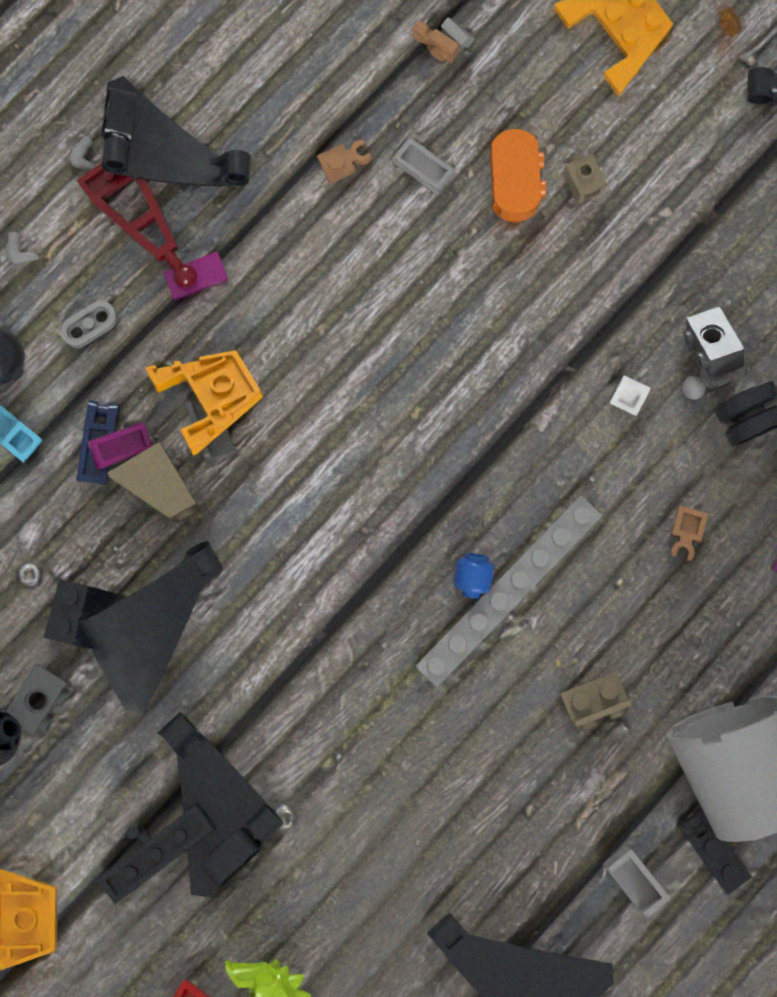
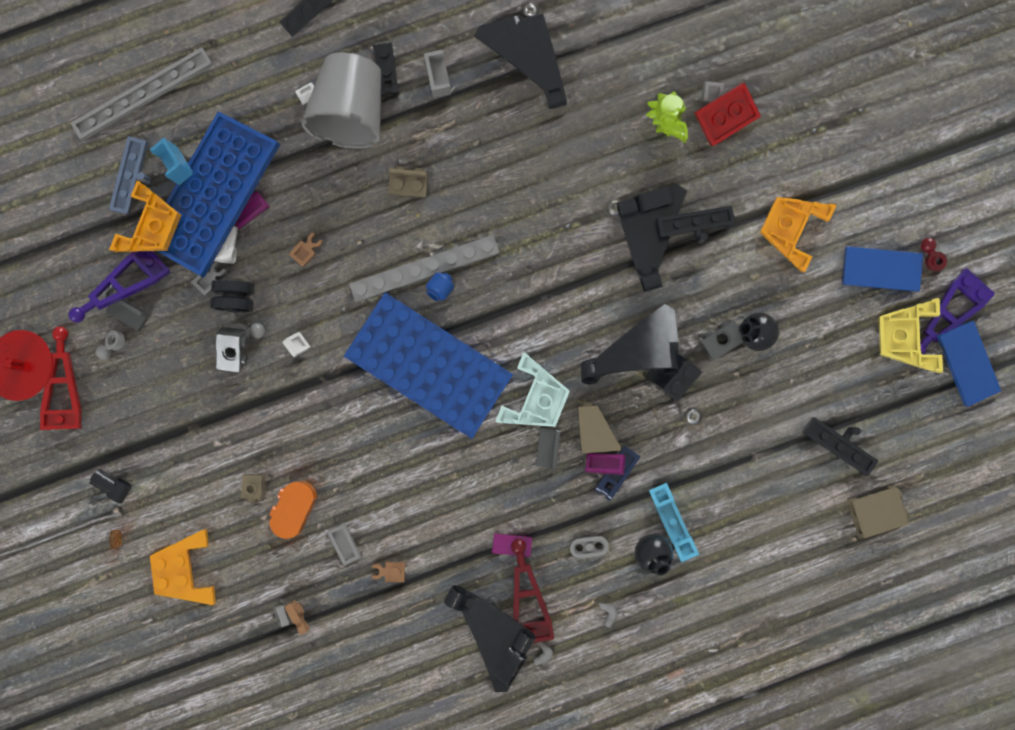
camera: 150 degrees left, 5 degrees up
(220, 386) = (530, 468): light orange wing -> none
(249, 492) = (543, 400): none -> light aqua wing
(433, 459) = (428, 365): none -> blue plate

